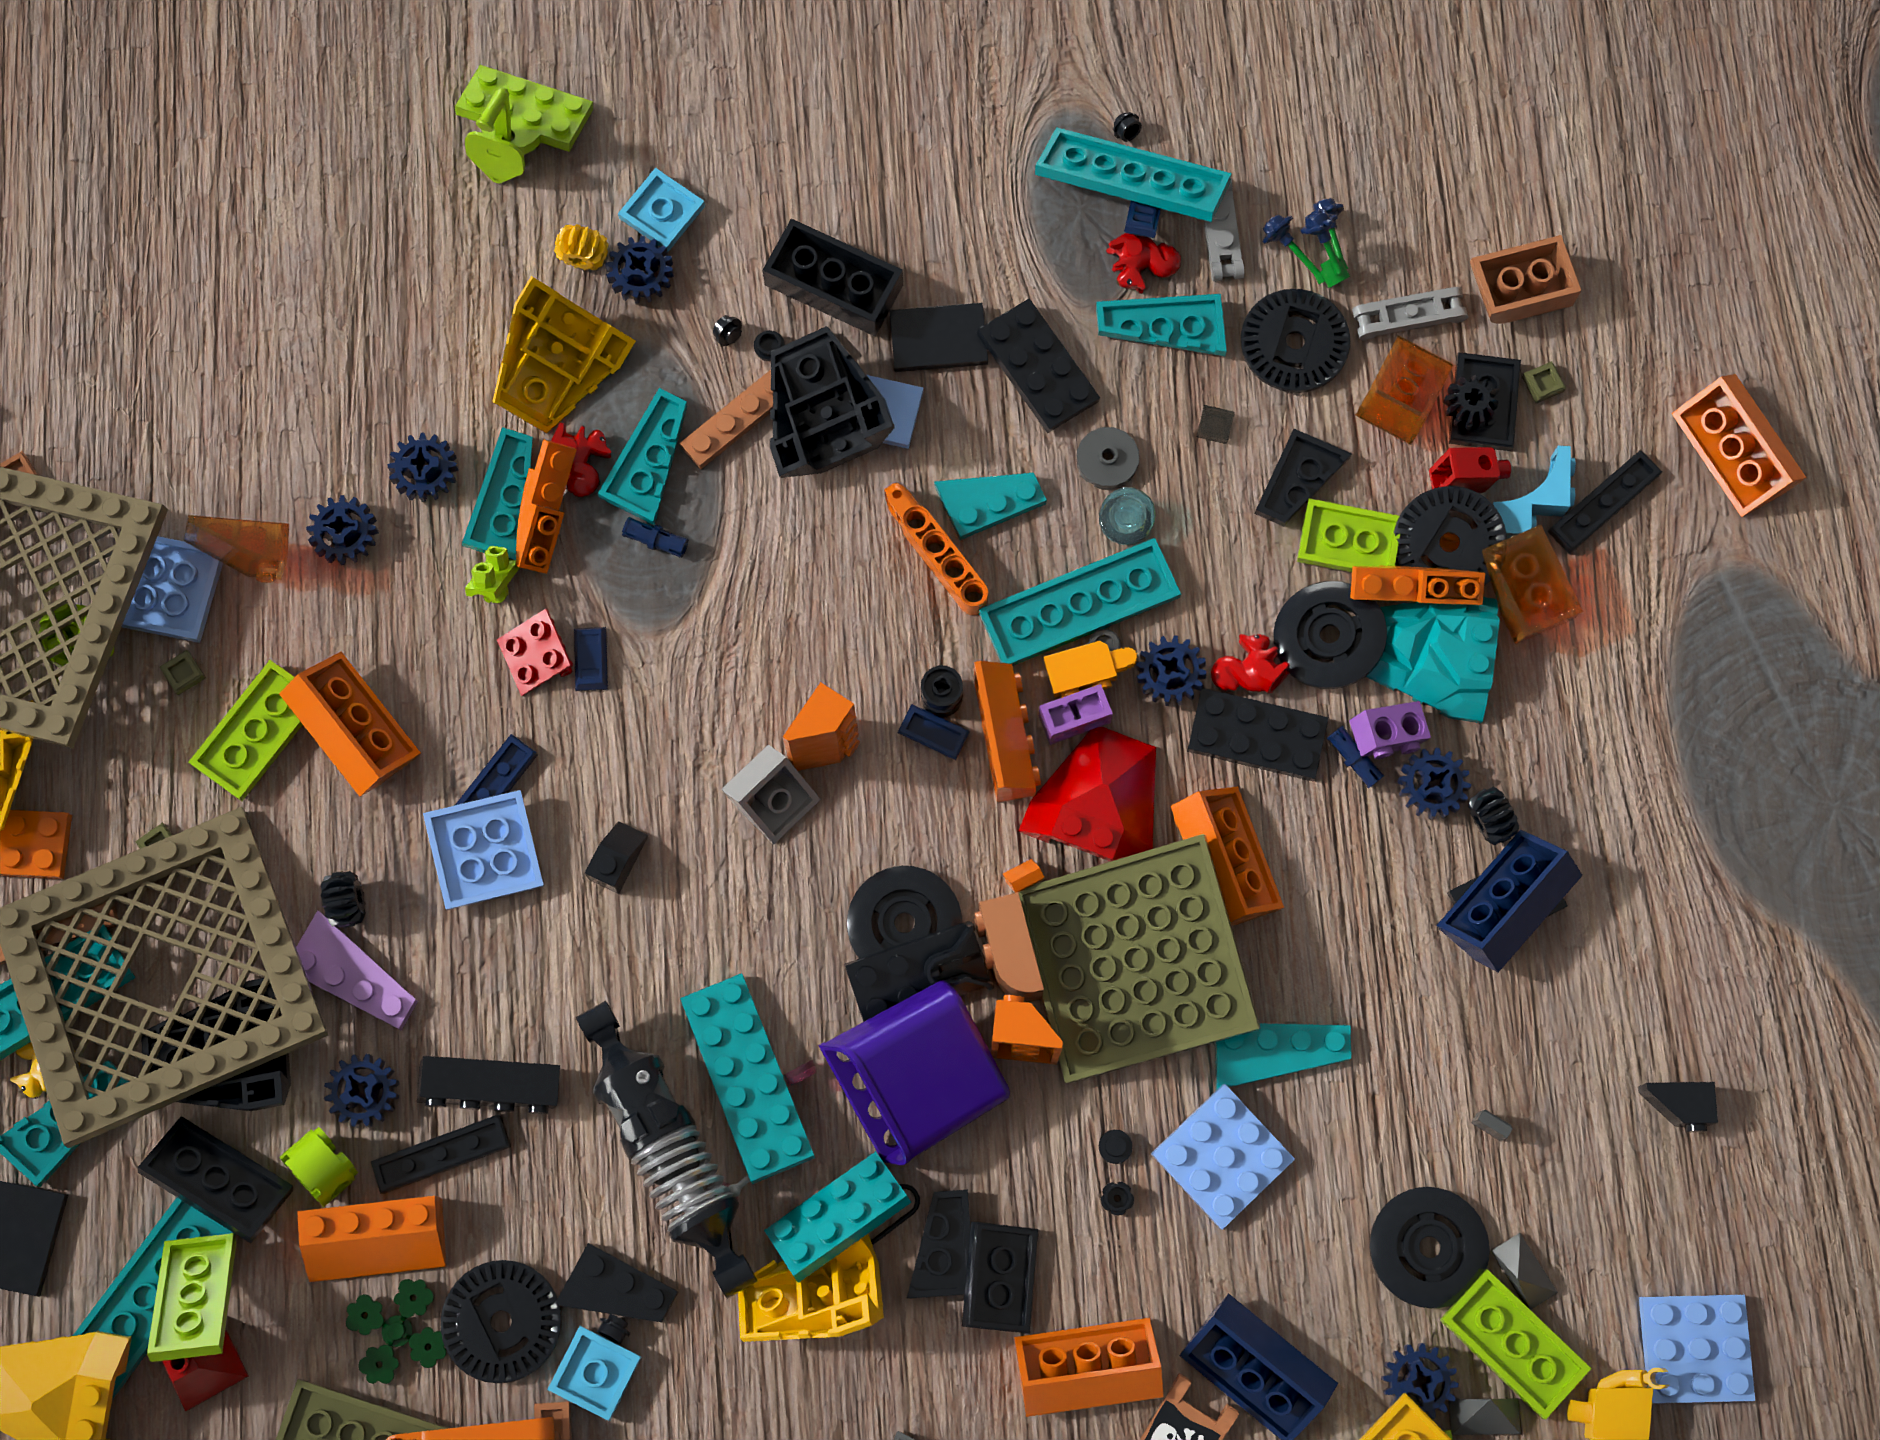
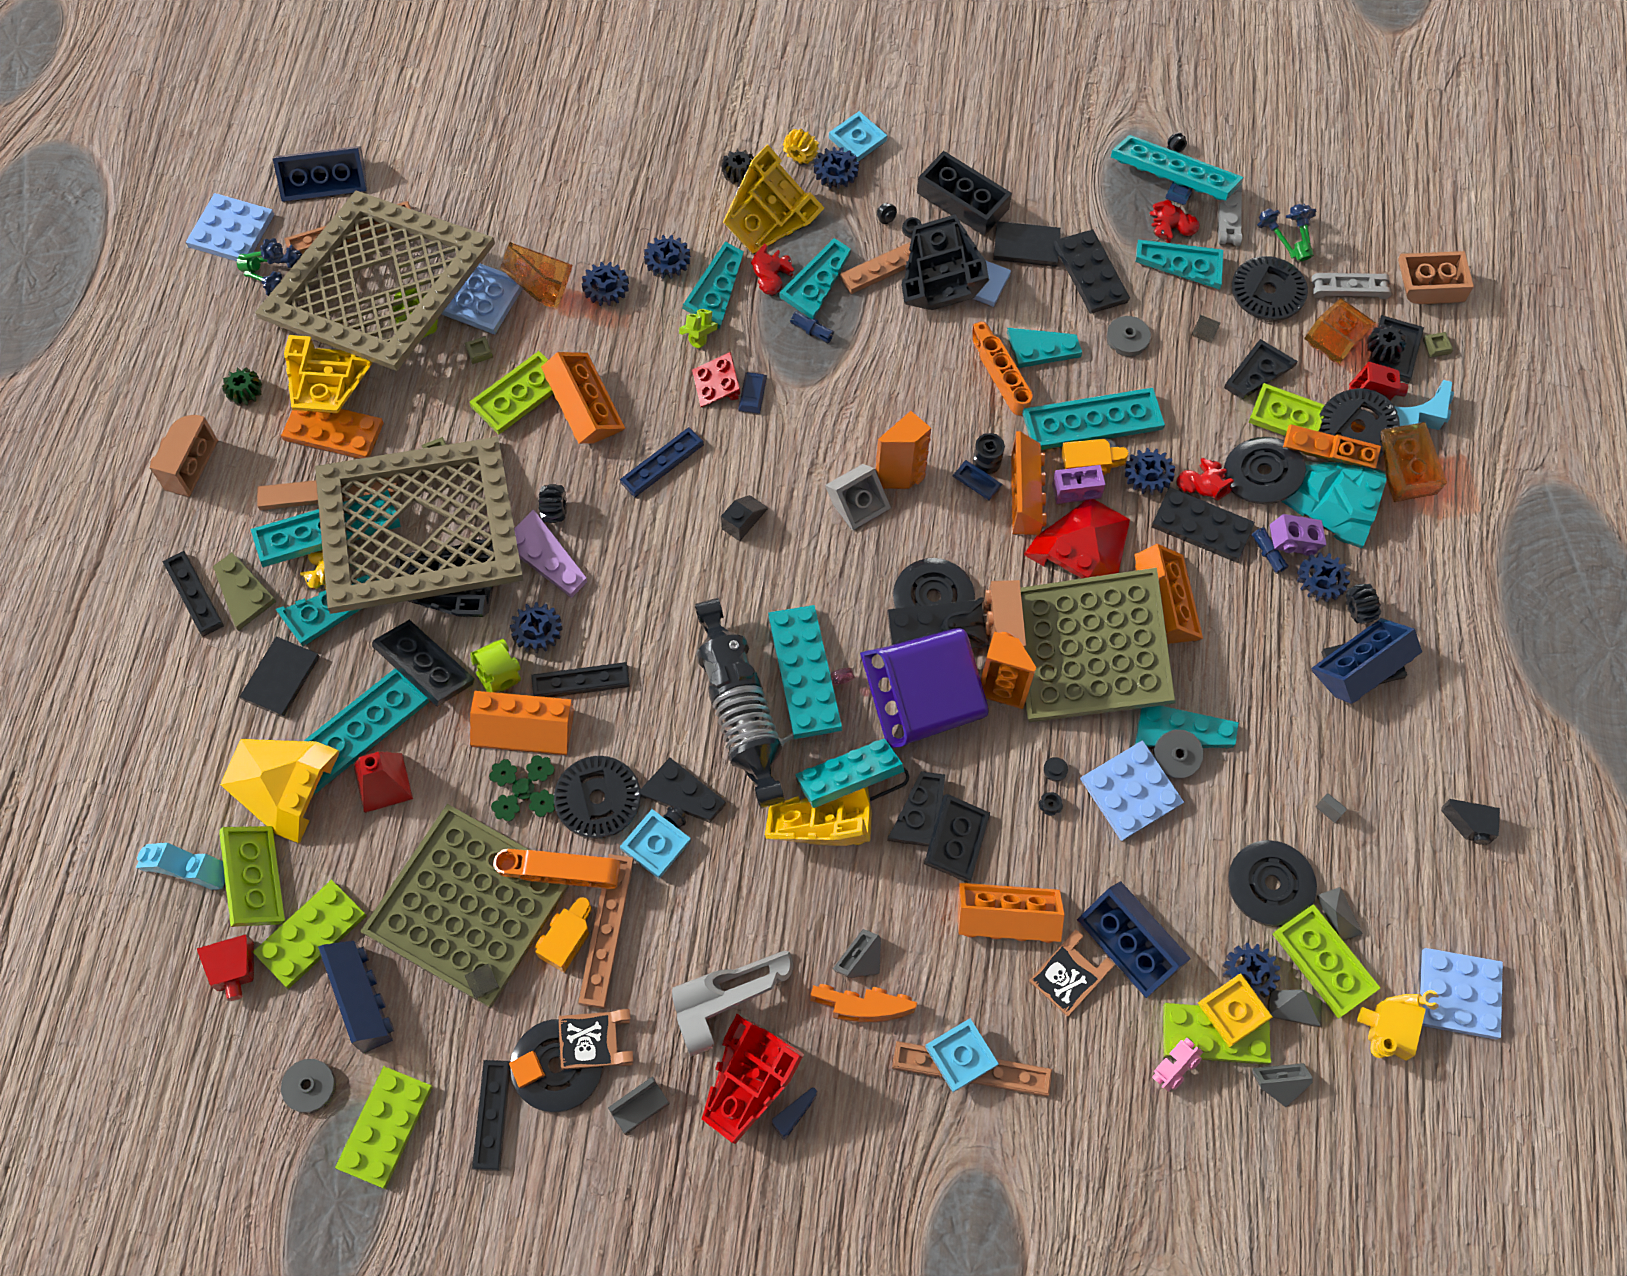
camera: 10 degrees right, 10 degrees down
(192, 1297) = (389, 726): lime plate -> none
(483, 850) = (654, 492): light blue plate -> none
(488, 1083) = (623, 637): black wedge -> none
(493, 286) = (736, 165): none -> black gear
(520, 111) = (773, 66): lime plate -> none
(540, 505) = (741, 290): orange slope -> none
(1023, 876) = (1026, 579): orange tile -> none
(1127, 515) = (1136, 371): clear light blue piece -> none
(1264, 1078) = (1168, 761): none -> dark grey plate
(1605, 501) = (1470, 425): black tile -> none
(1738, 444) = (1570, 405): orange slope -> none

